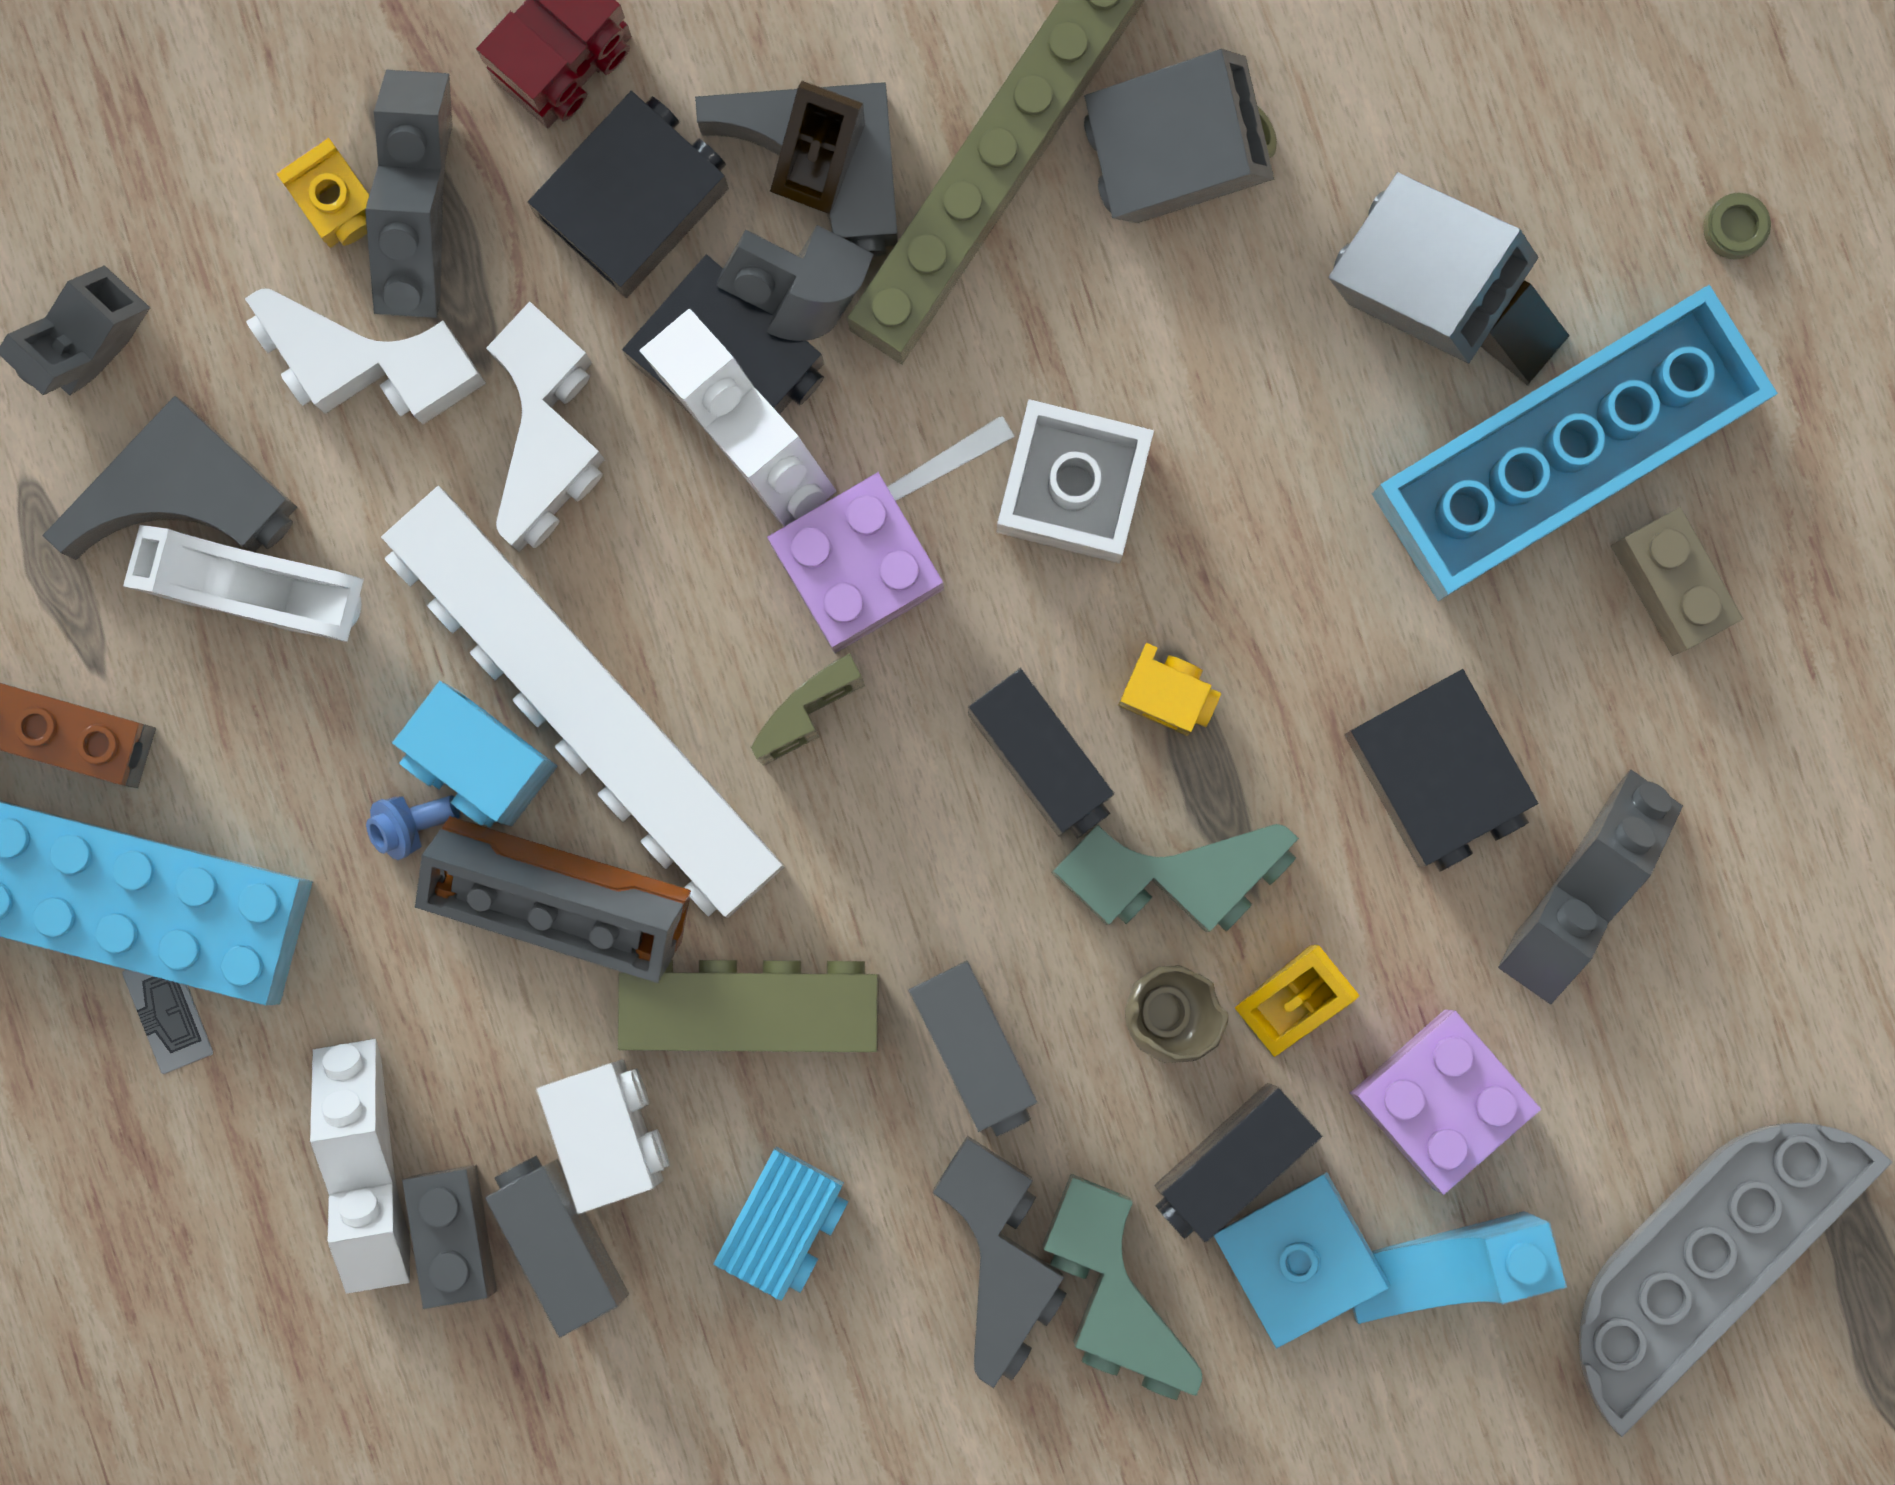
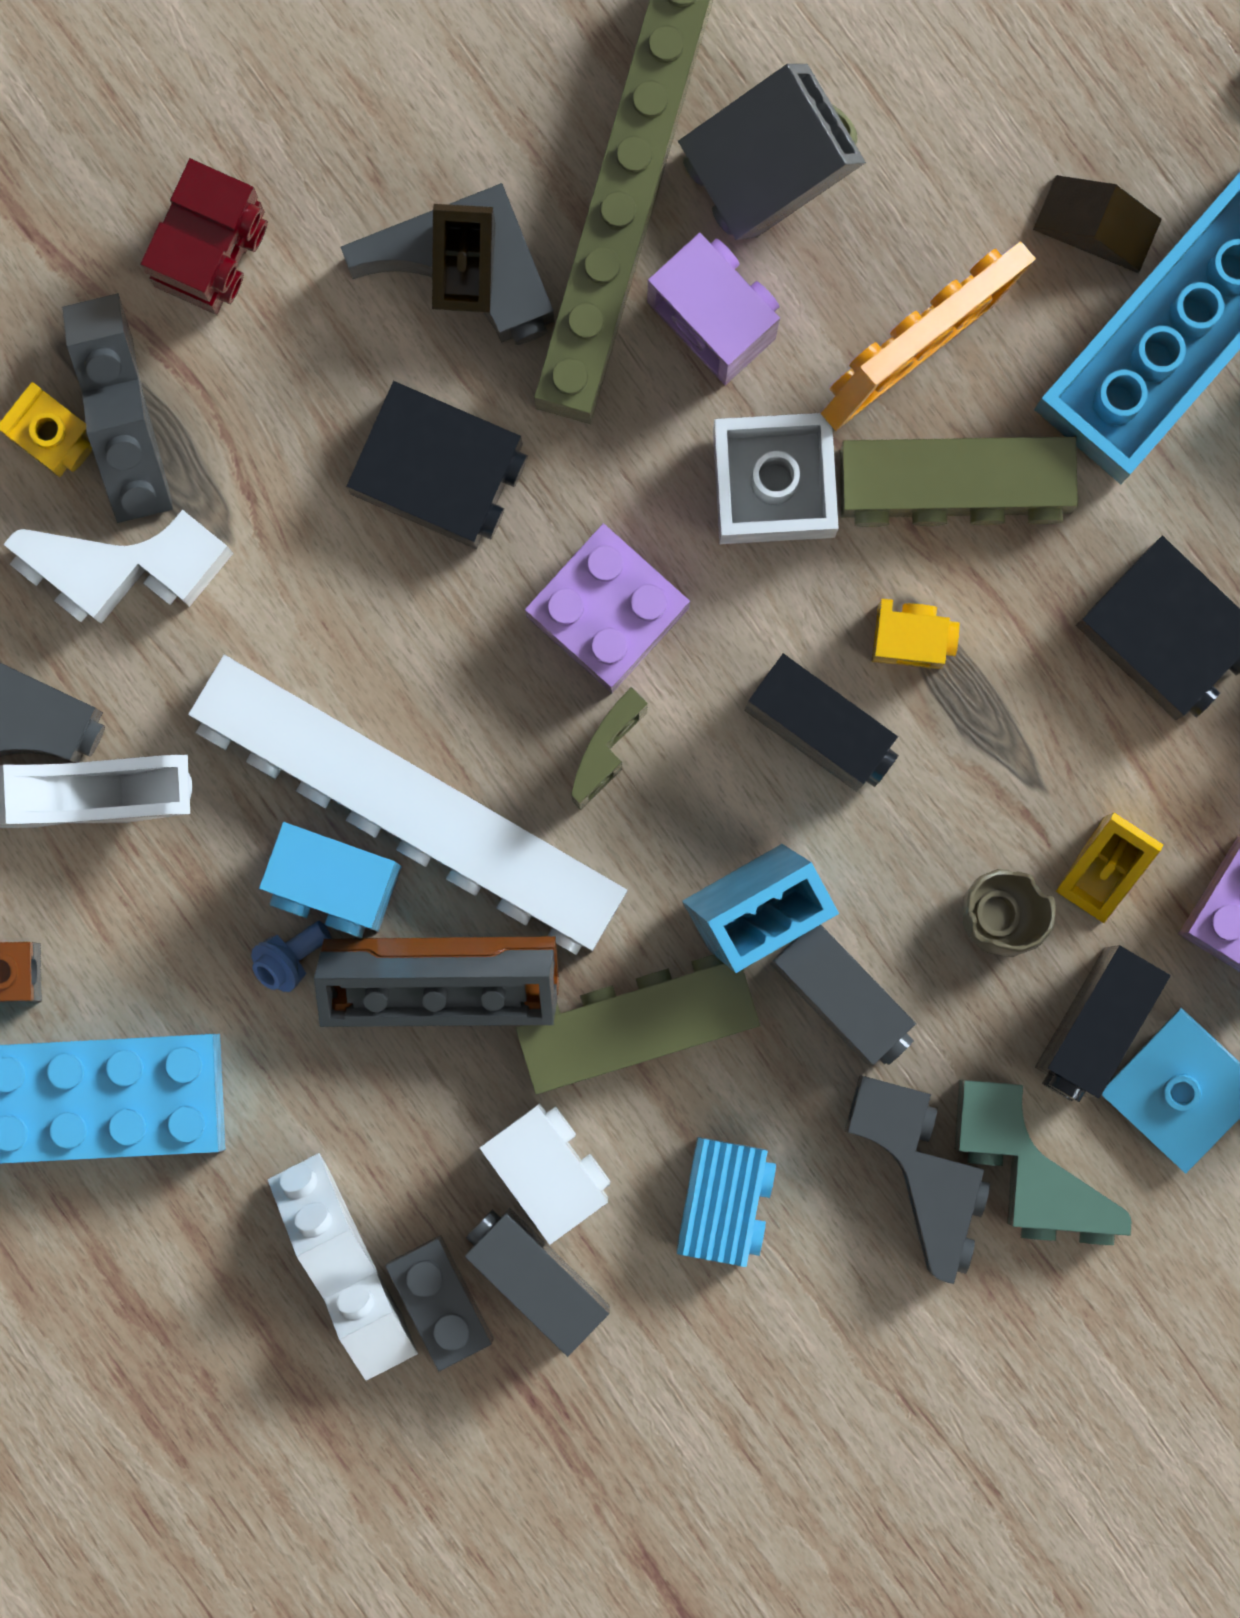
camera: 20 degrees left, 0 degrees up
(168, 1020) = (132, 1193): sticker -> none
(549, 454) = (311, 596): white arch -> none
(630, 192) = (308, 347): black brick -> none
(738, 418) = (468, 514): white arch -> none
(800, 291) = (485, 387): dark grey brick -> none
(914, 928) = (760, 907): none -> medium azure brick
(955, 456) = (672, 478): white sticker -> none
(1066, 282) = (714, 306): none -> lavender brick
(1203, 881) = (994, 791): sand green arch -> none
(1268, 541) = (958, 479): none -> olive brick
(1274, 380) = (924, 334): none -> light orange plate
(1433, 267) = (1027, 191): brick -> none

